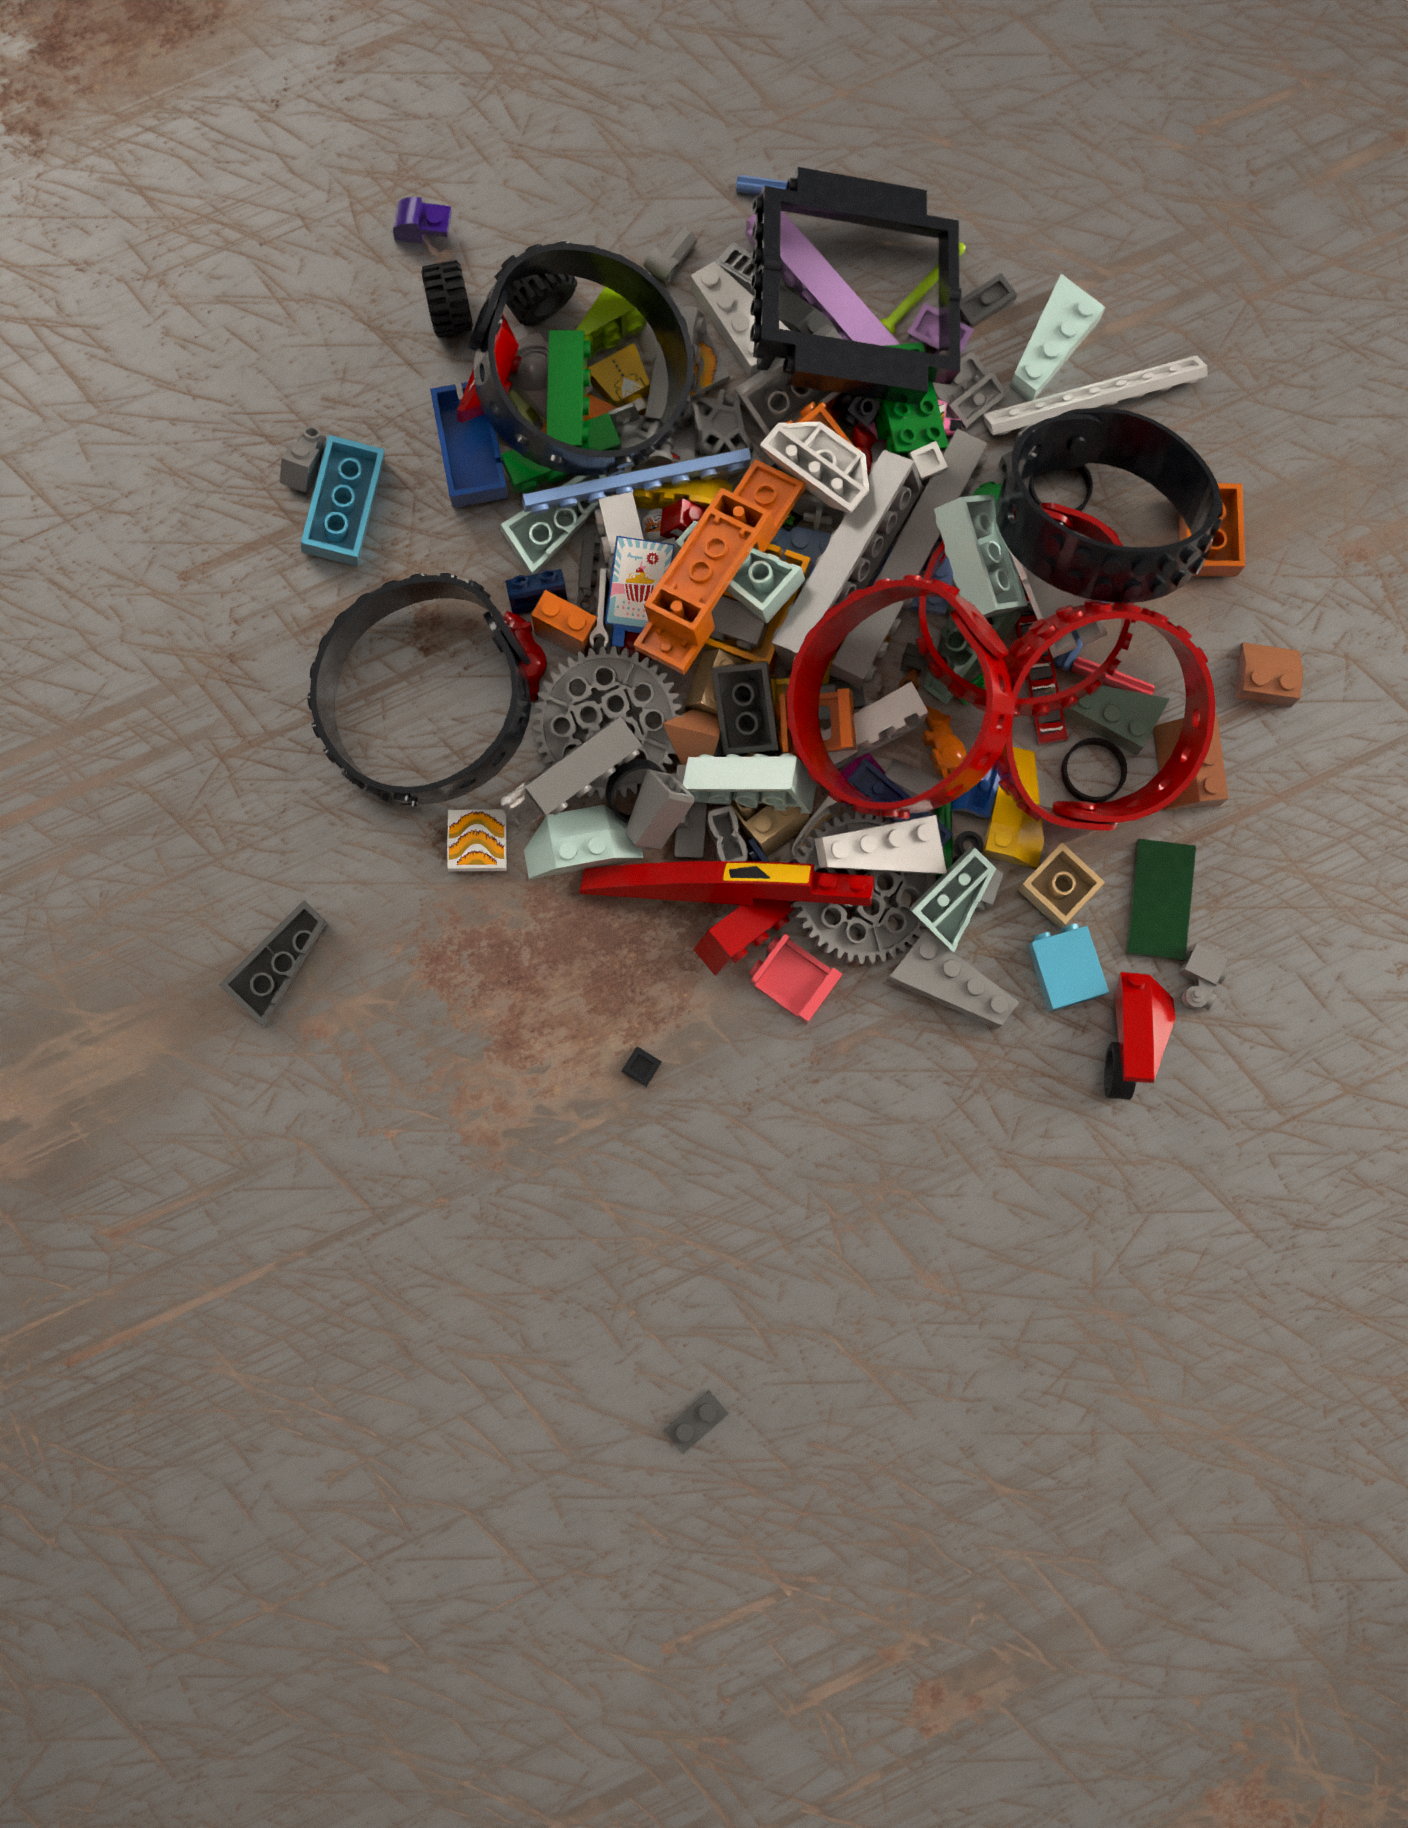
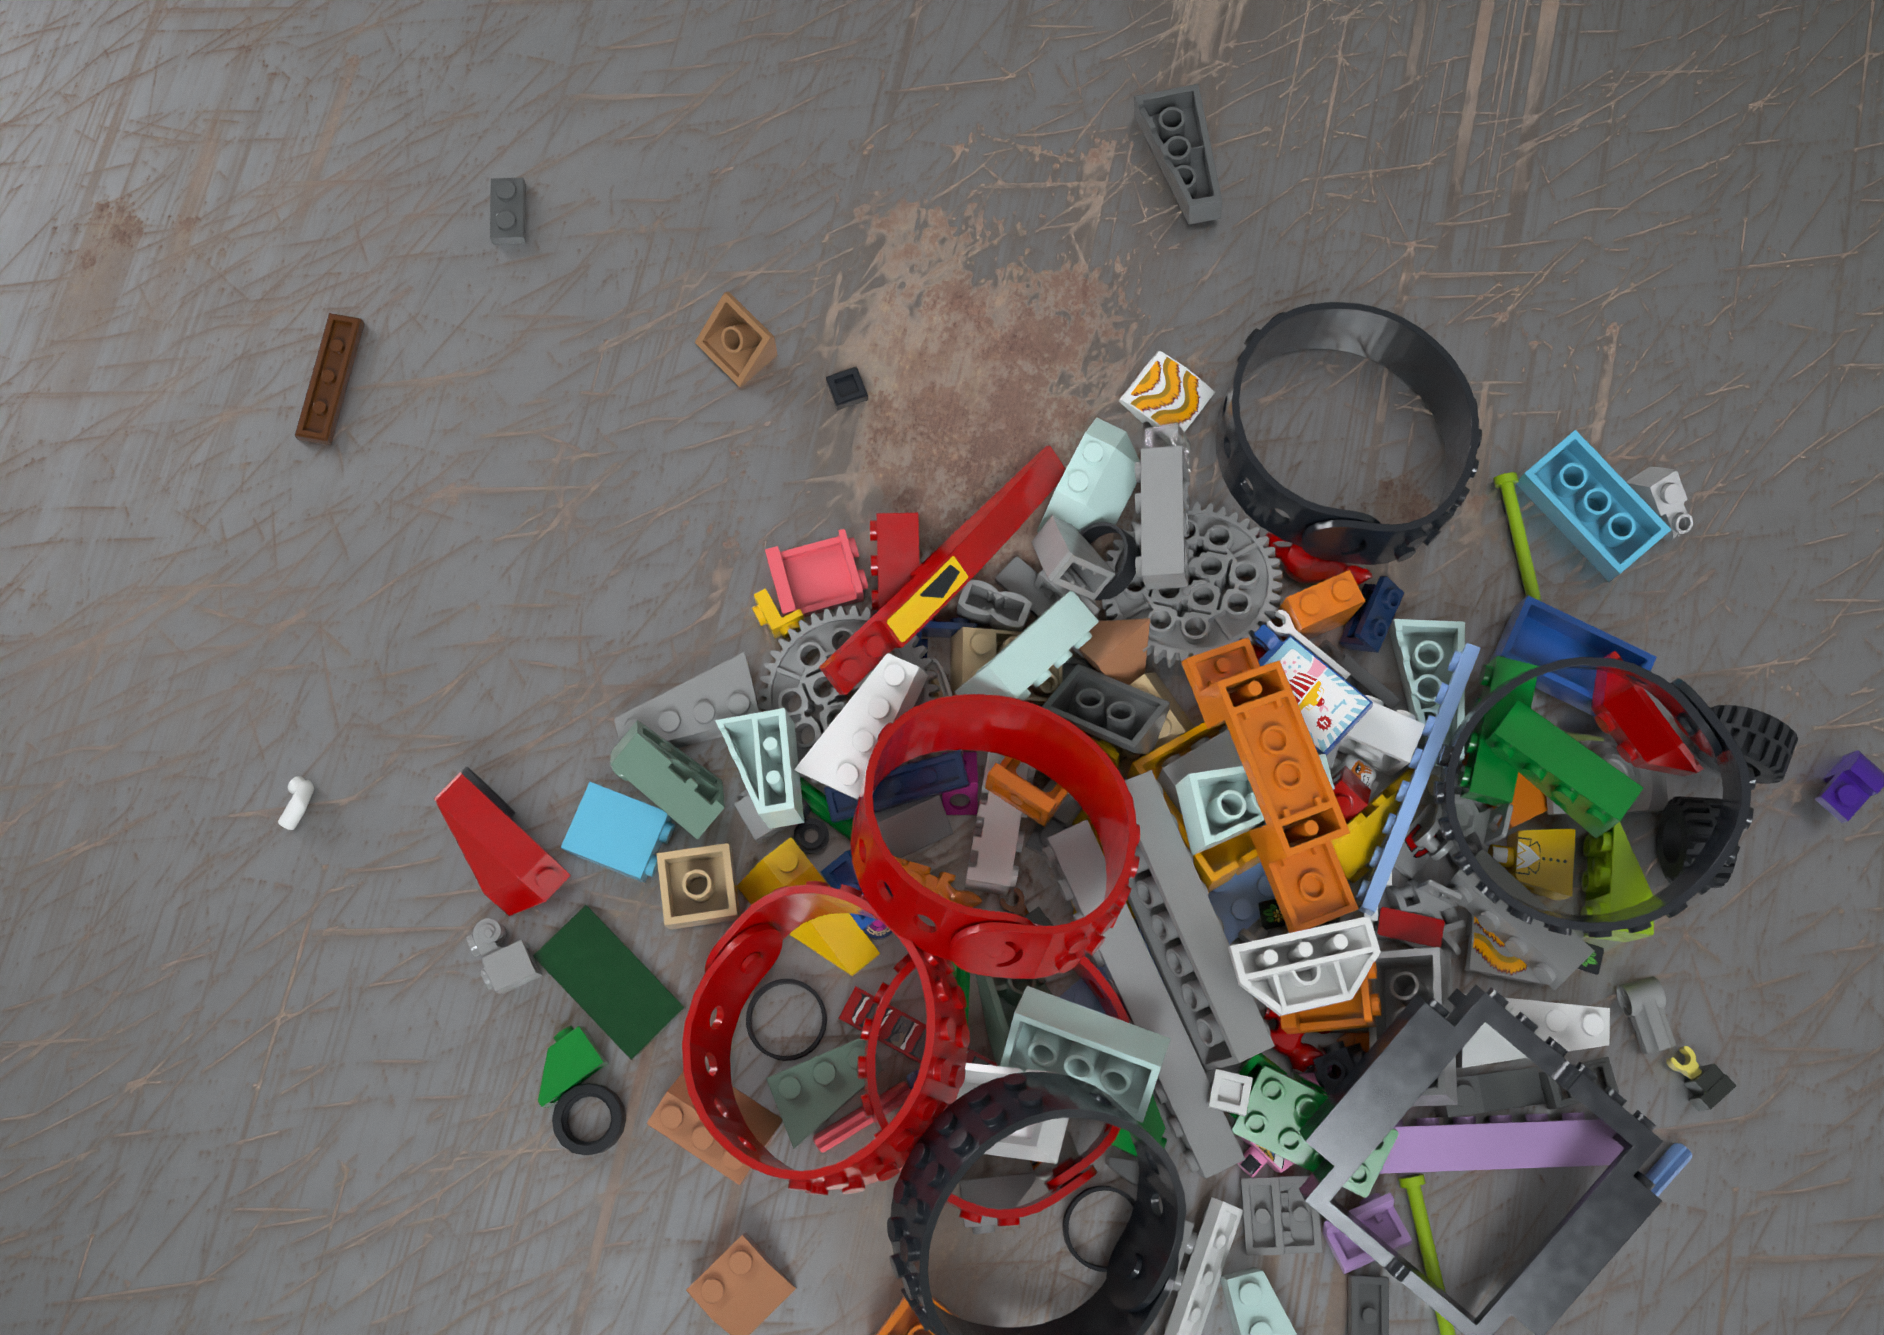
camera: 130 degrees right, 5 degrees down
(407, 528) = (1506, 483): none -> lime bar
(671, 1168) = (736, 340): none -> medium nougat slope
(685, 195) = (1706, 1083): none -> pearl dark grey piece
(731, 427) = (1410, 927): none -> red sticker
(847, 989) = (767, 613): none -> yellow bracket
(921, 1438) = (329, 379): none -> reddish brown tile
(1012, 952) = (669, 778): none -> sand green wedge
(1218, 1192) = (298, 804): none -> white arm
(1228, 879) = (569, 1064): none -> green slope
(1266, 826) = (561, 1113): none -> black tyre

